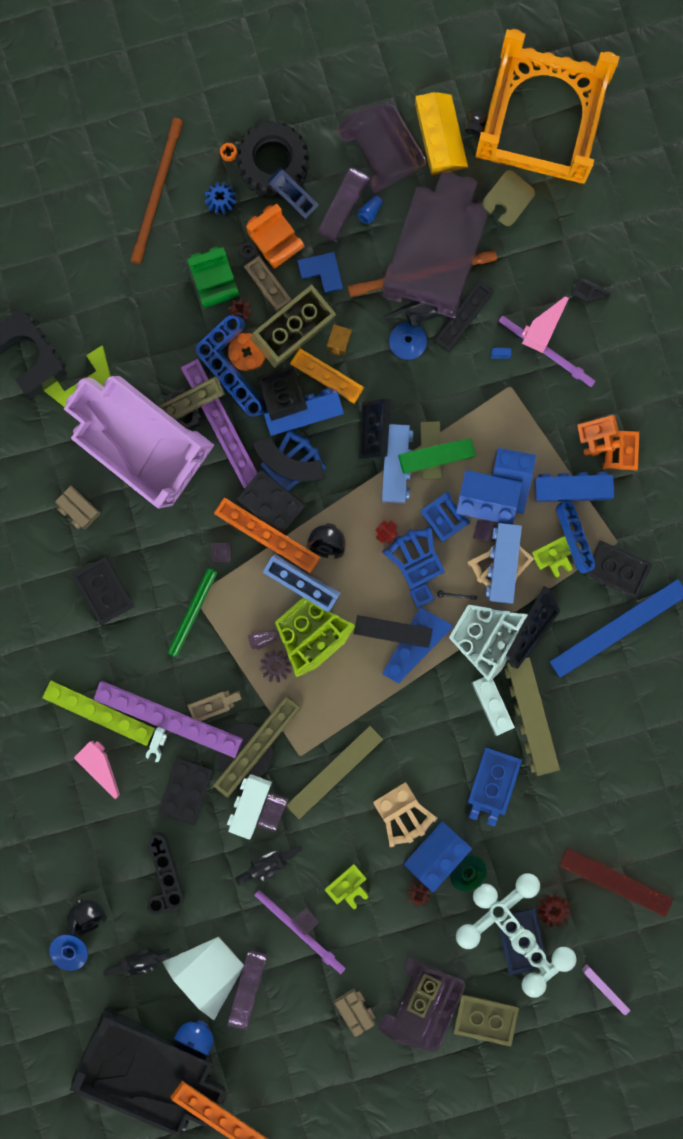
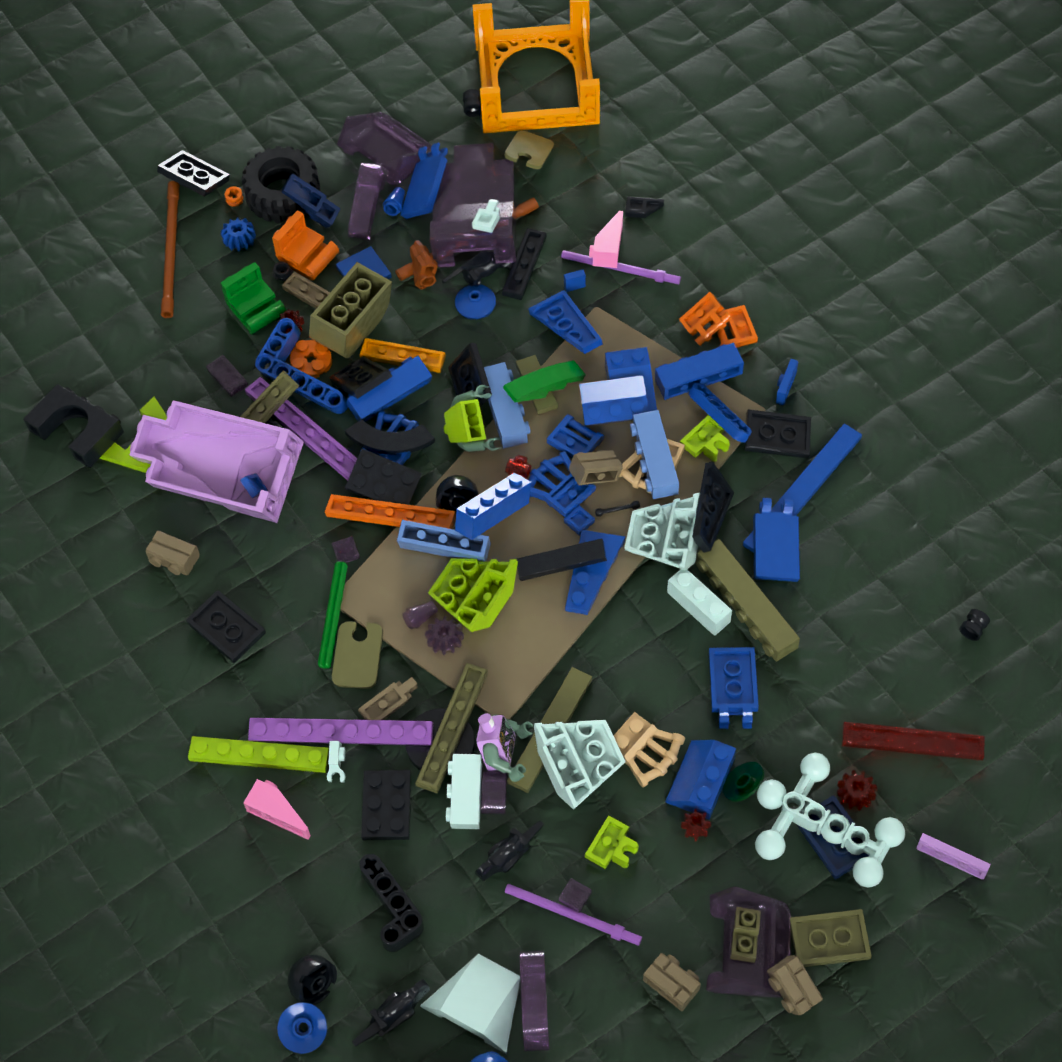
camera: 20 degrees left, 25 degrees down
(161, 471) = (253, 485): none -> blue tile
(170, 345) = (227, 375): none -> clear purple plate
(198, 116) = (193, 173): none -> black plate
(199, 658) = (357, 661): none -> olive piece
(286, 778) = (497, 743): none -> torso
(339, 340) = (403, 317): pearl gold brick -> none
(347, 810) = (577, 757): none -> light aqua wedge
(351, 568) = (492, 506): none -> blue brick
(356, 475) = (465, 422): none -> lime torso
(372, 293) = (423, 265): none -> dark orange rock
(402, 204) = (425, 182): none -> blue tile
(440, 132) = (439, 119): yellow slope -> none
(440, 283) = (487, 218): none -> light aqua plate
(444, 1050) = (794, 985): none -> dark tan brick
(450, 556) = (595, 467): none -> dark tan brick
(477, 389) = (567, 321): none -> blue wing
(484, 530) = (621, 437): clear purple tile -> none
(576, 673) = (776, 542): none -> blue tile
(644, 521) = (785, 382): none -> blue plate

